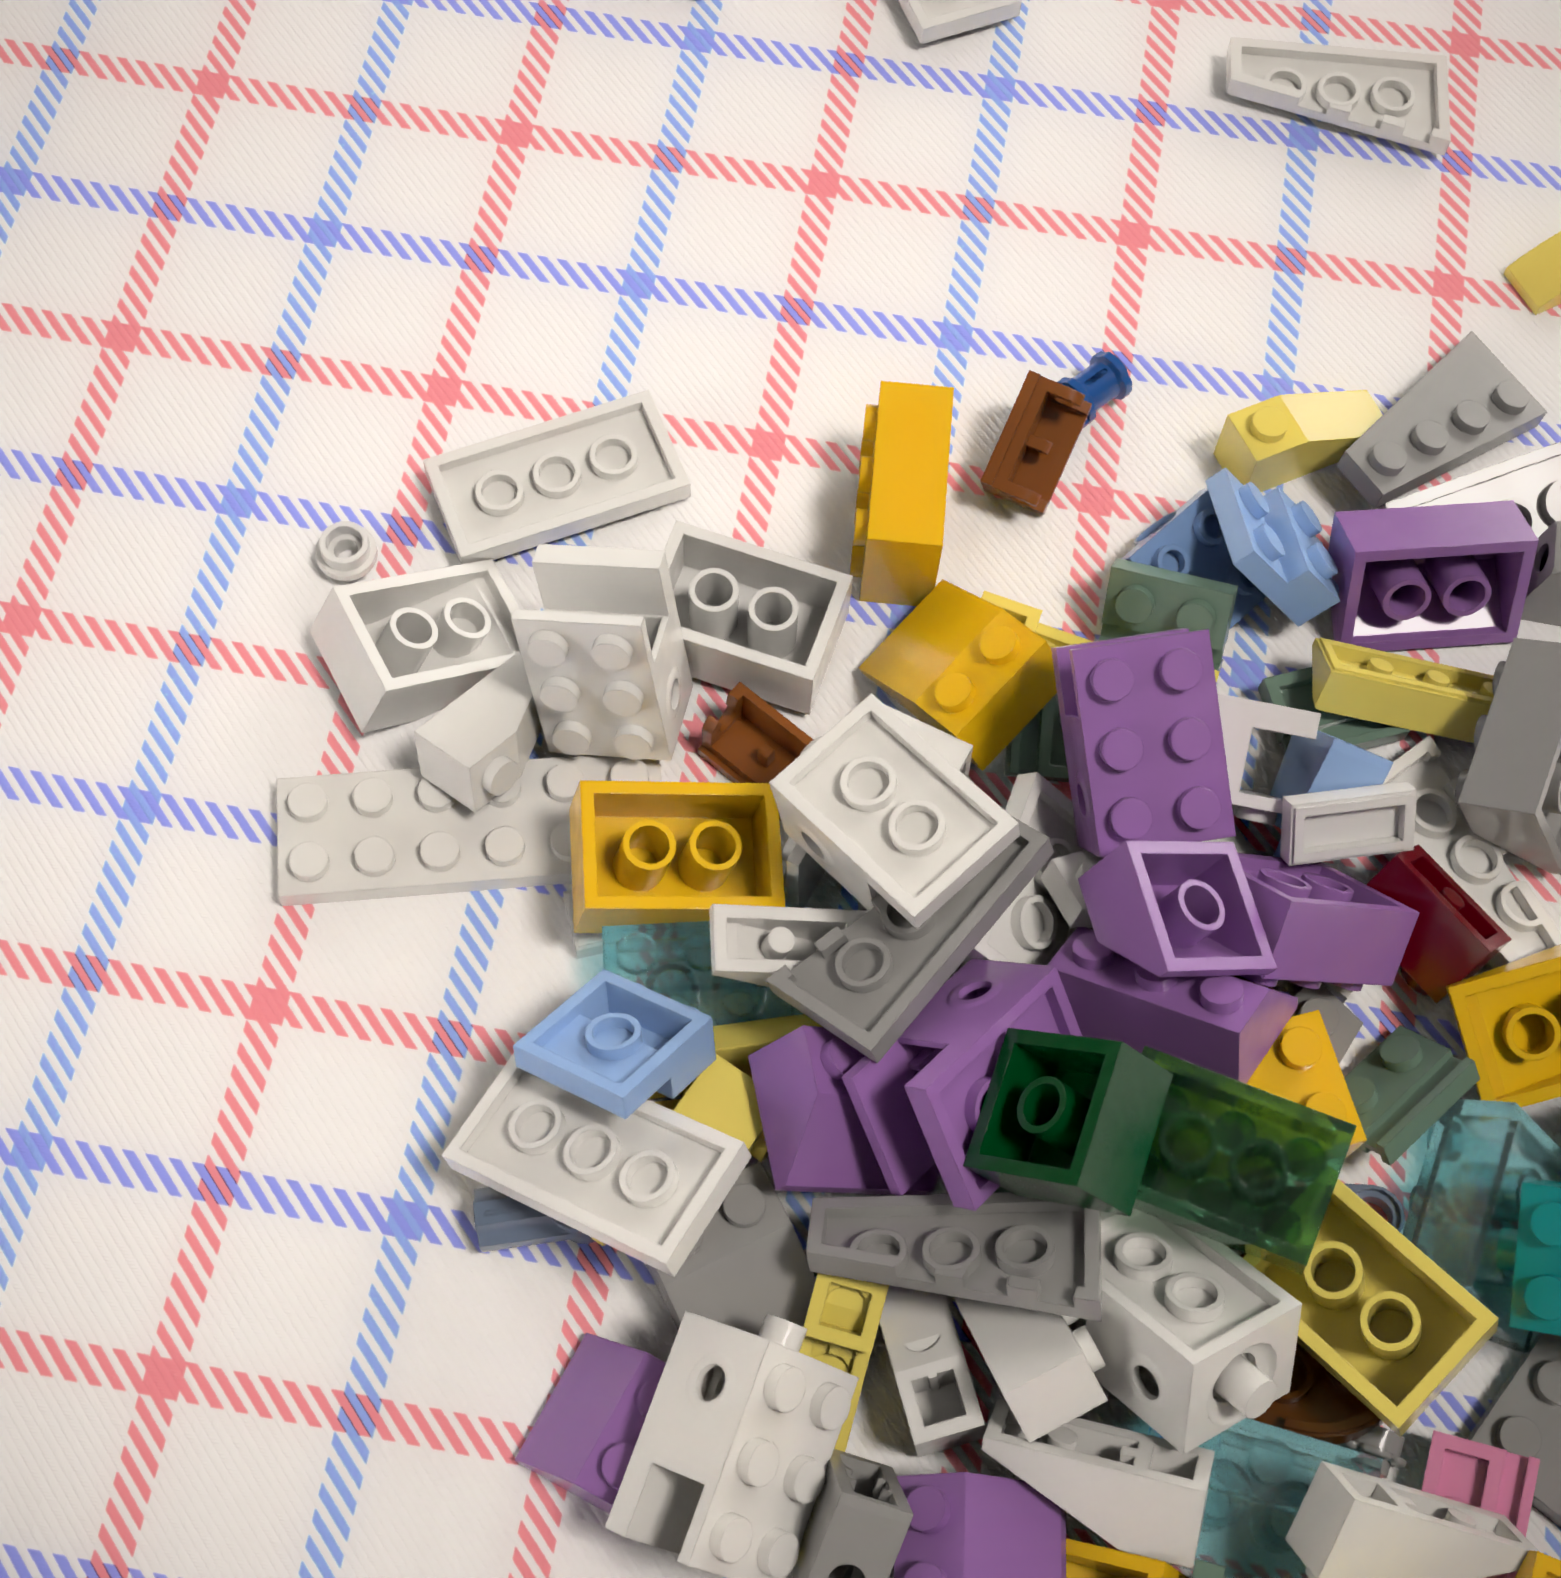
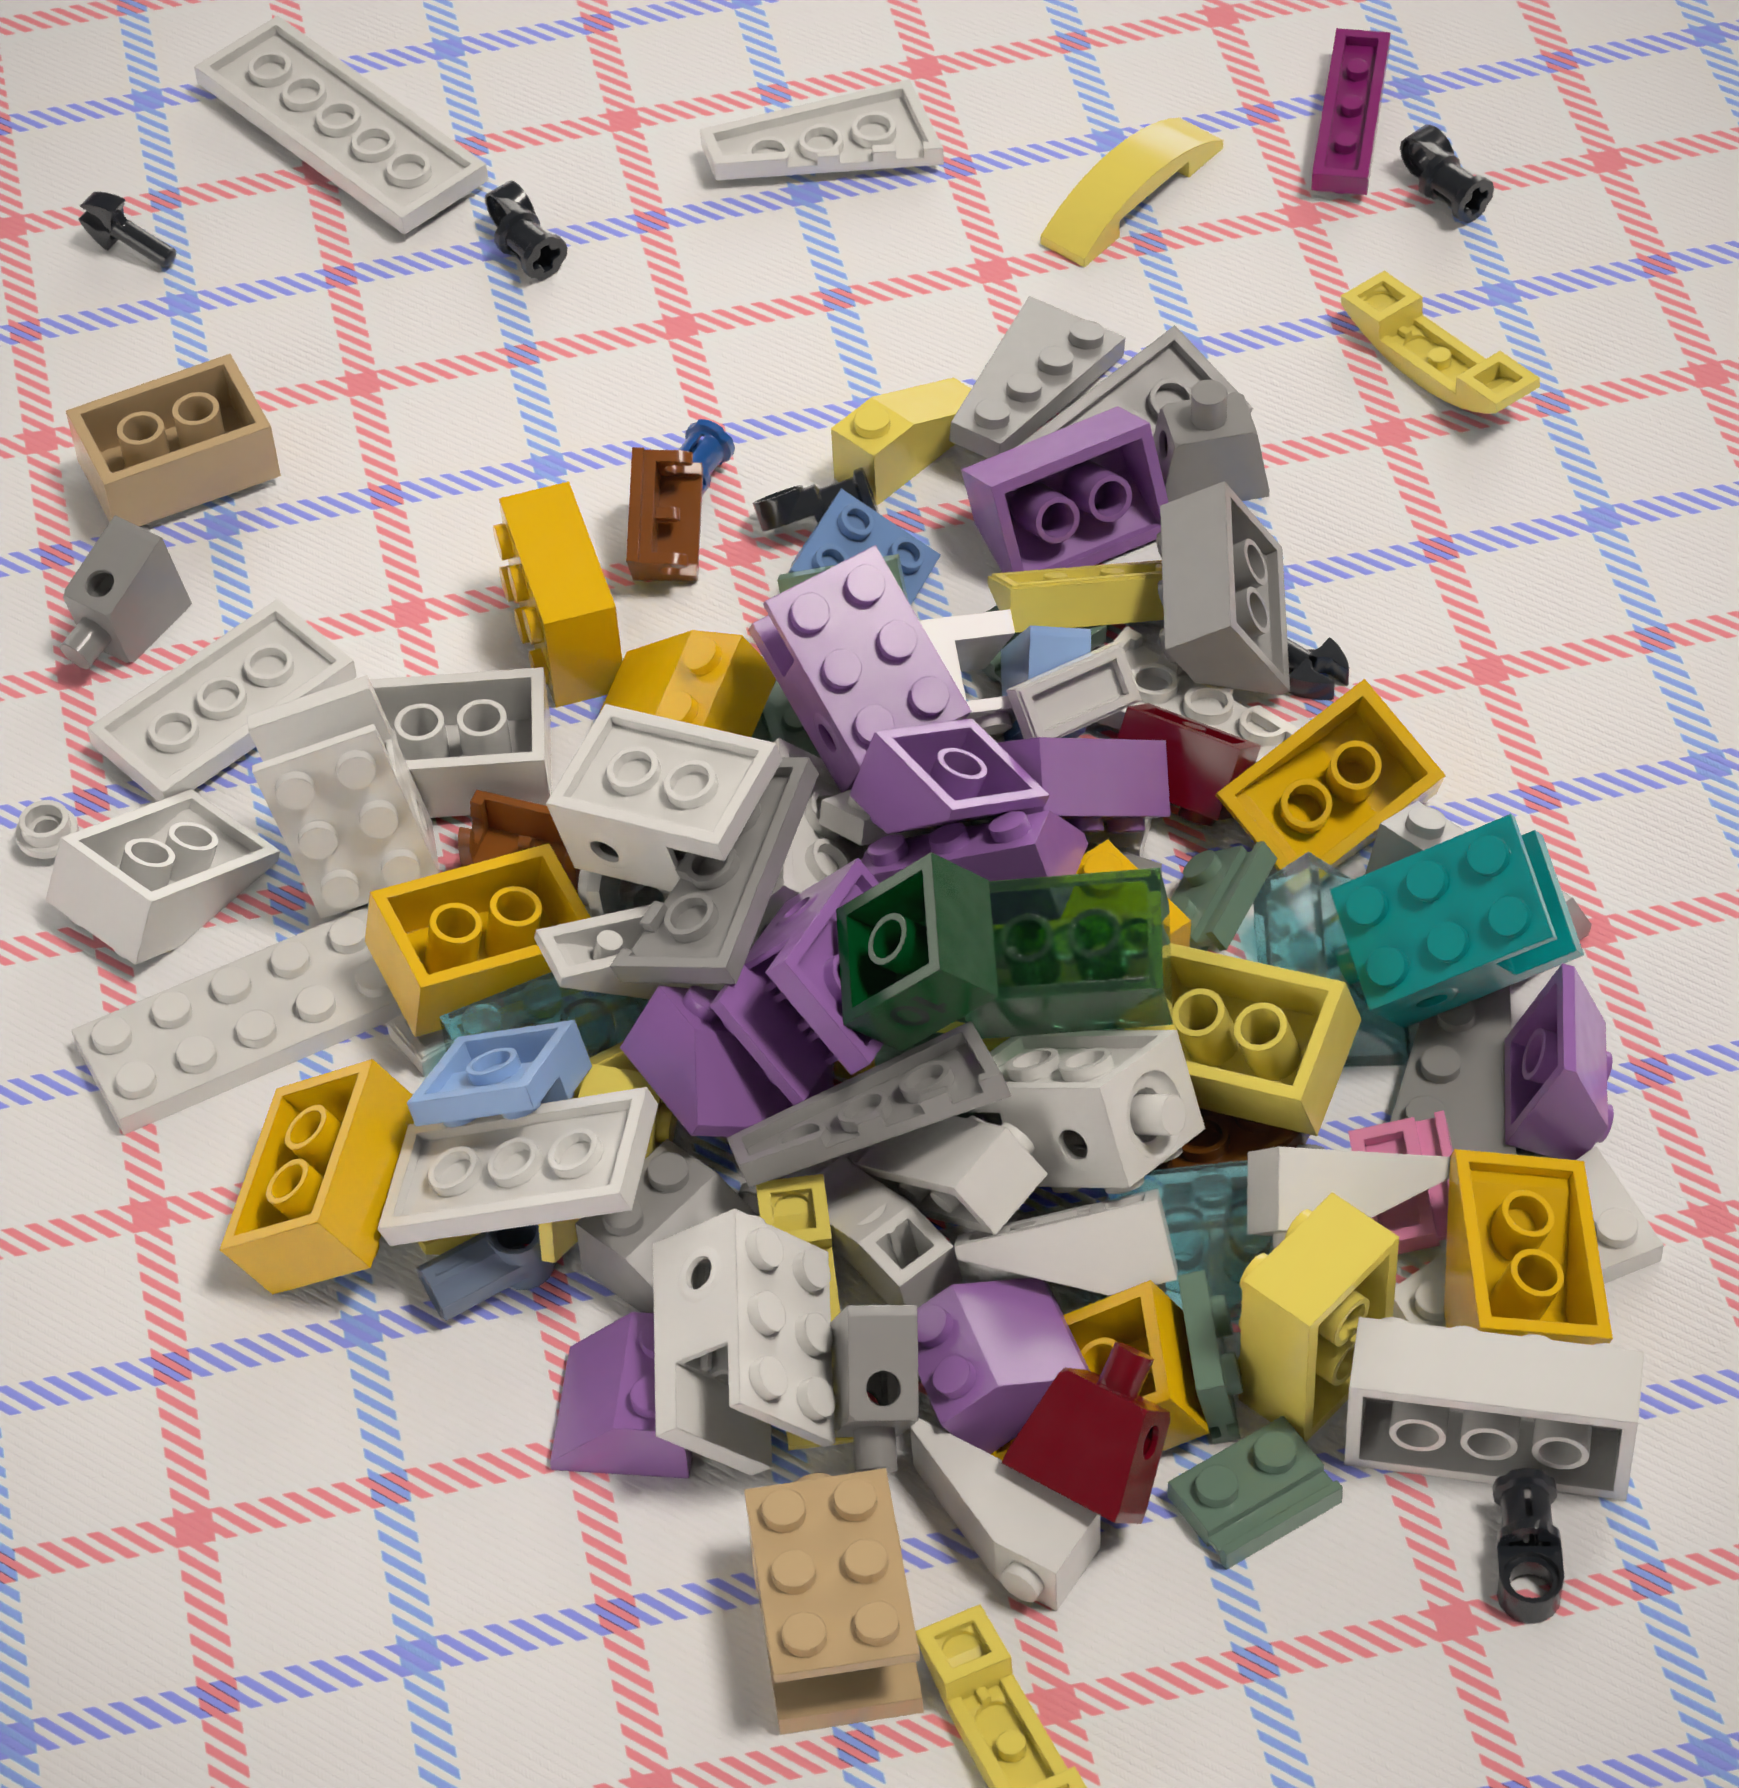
camera: 15 degrees left, 15 degrees down
(419, 1060) = (319, 1178): none -> yellow brick
(482, 737) = (256, 914): white slope -> none
(507, 335) = (122, 596): none -> light grey torso
(621, 189) = (174, 442): none -> tan brick
(1025, 84) = (521, 234): none -> black connector
(1163, 476) = (799, 502): none -> black connector
(1275, 546) = (922, 515): light blue plate -> none

